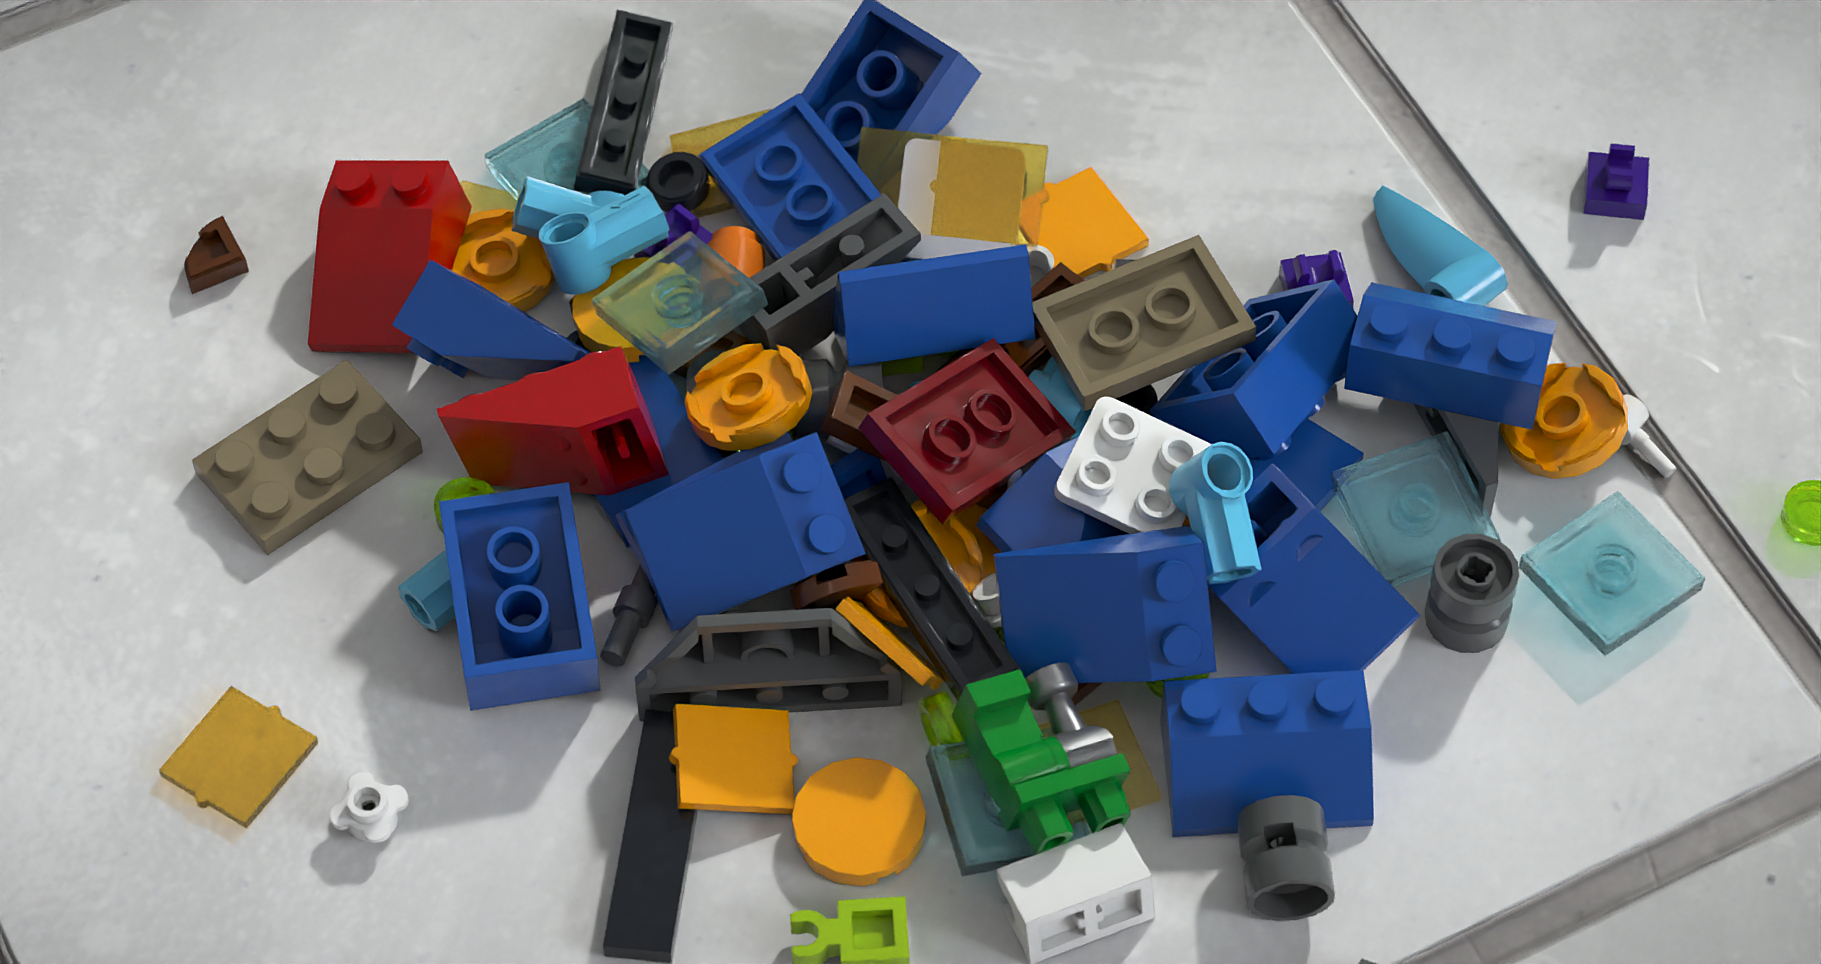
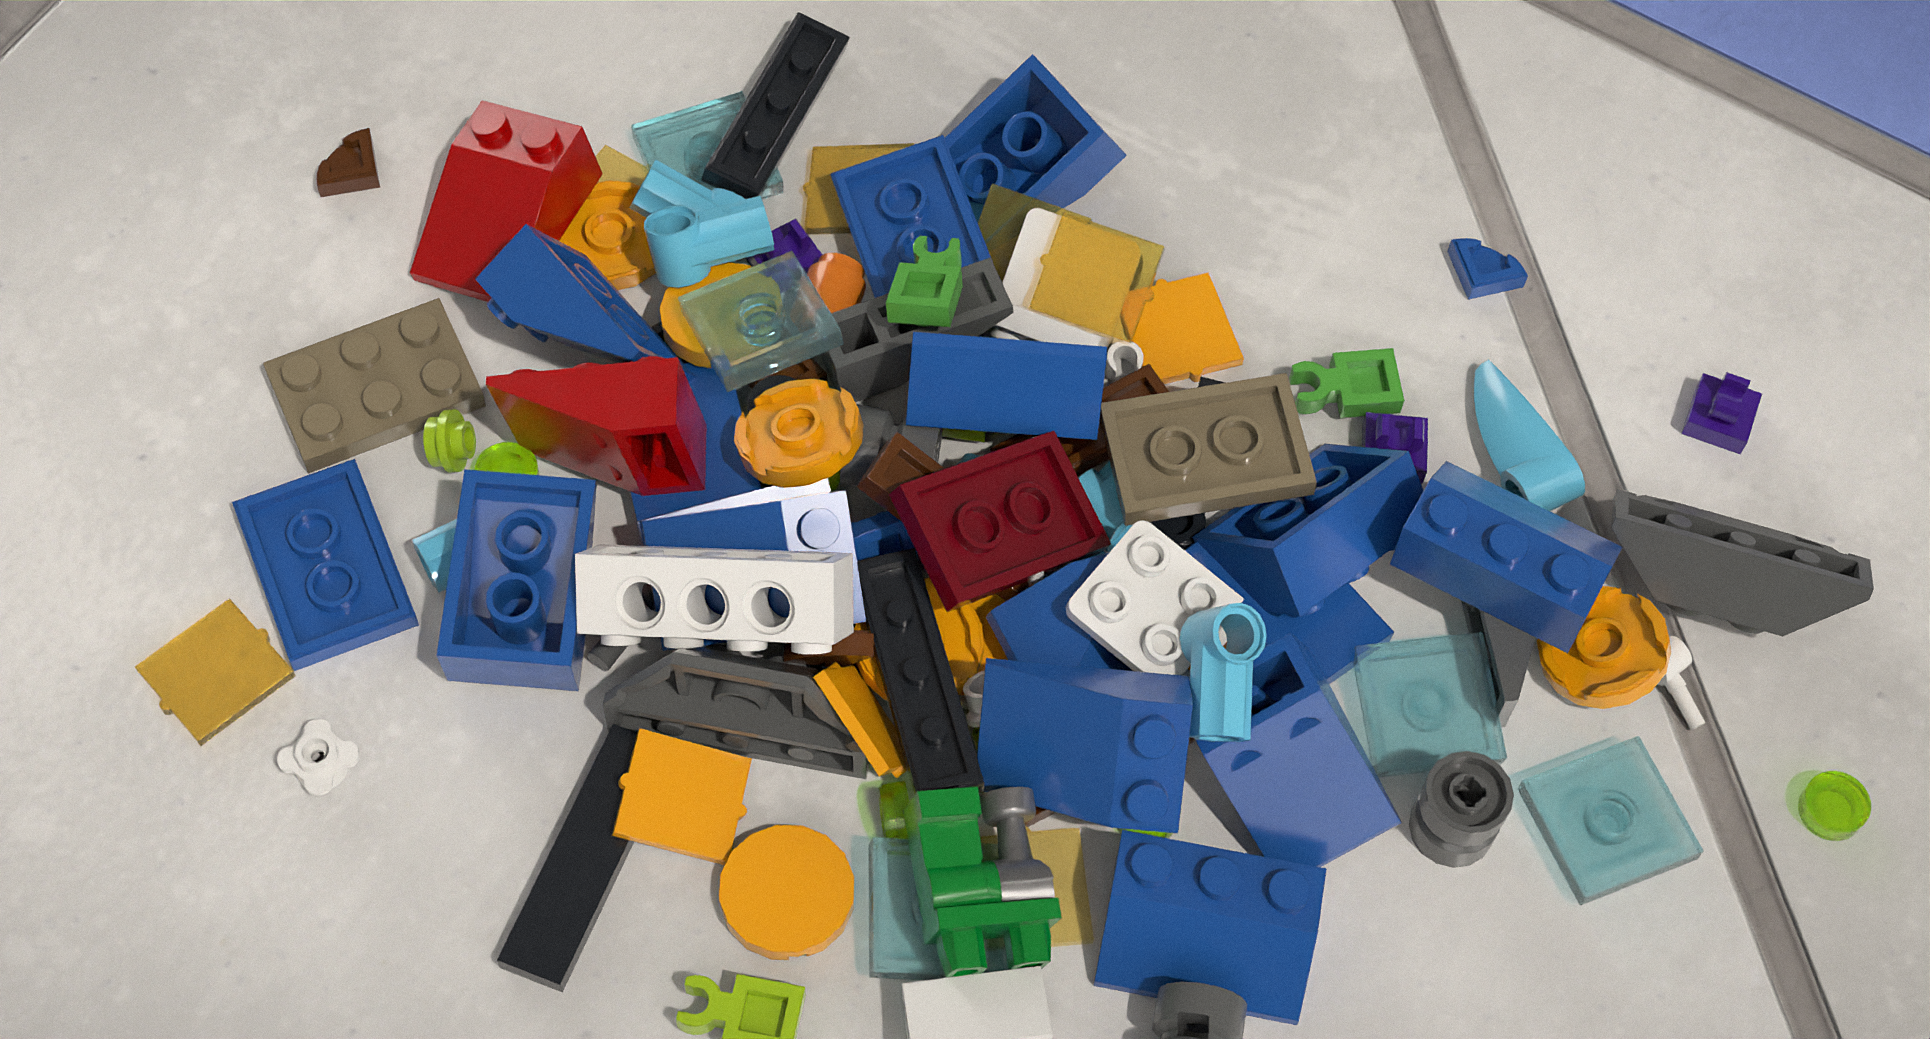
camera: 10 degrees right, 5 degrees up
(314, 633) = (325, 564): none -> blue tile
(402, 489) = (449, 441): none -> lime plate
(614, 565) = (814, 582): none -> white brick
(678, 180) = (806, 195): black tile -> none
(834, 232) = (928, 288): none -> bright green plate
(1261, 234) = (1355, 381): none -> bright green plate
(1354, 104) = (1484, 269): none -> blue tile
(1666, 320) = (1735, 567): none -> dark grey wedge

